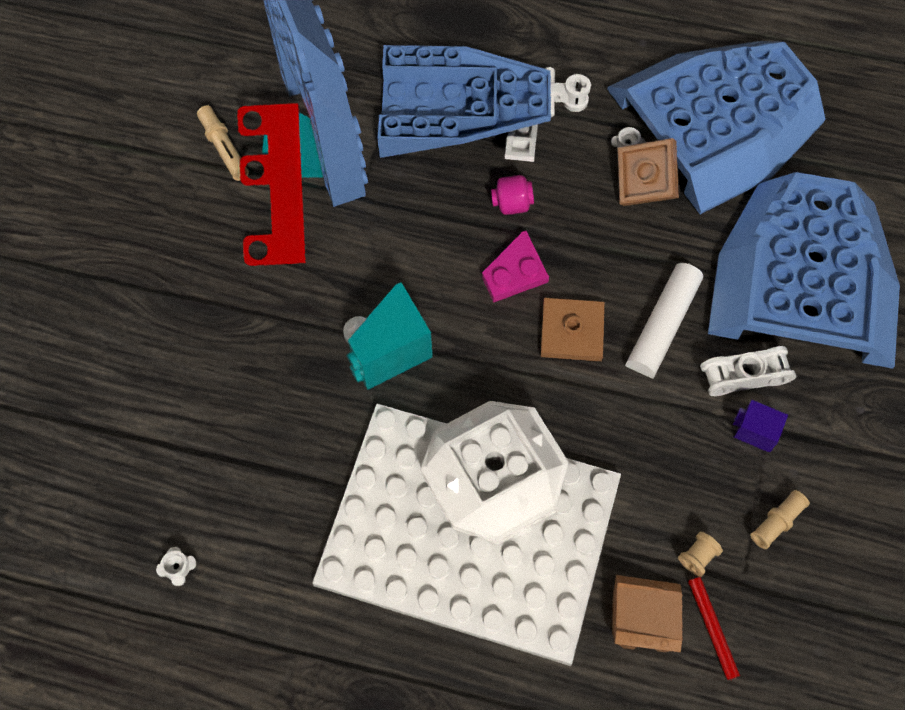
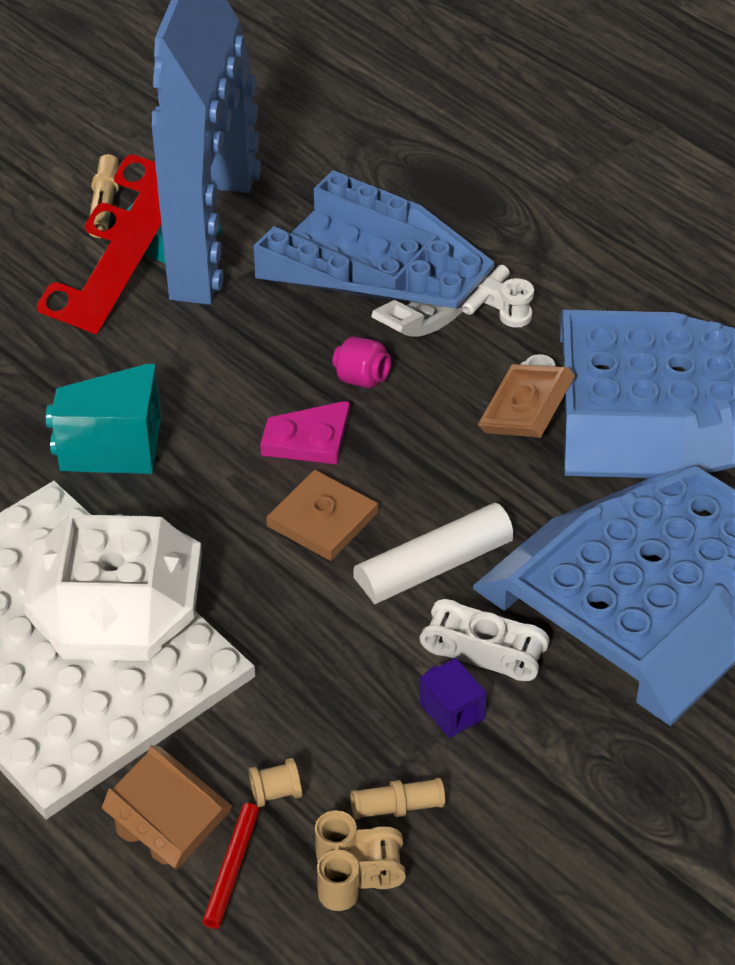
camera: 30 degrees right, 20 degrees down
(792, 579) = (354, 859): none -> tan piece

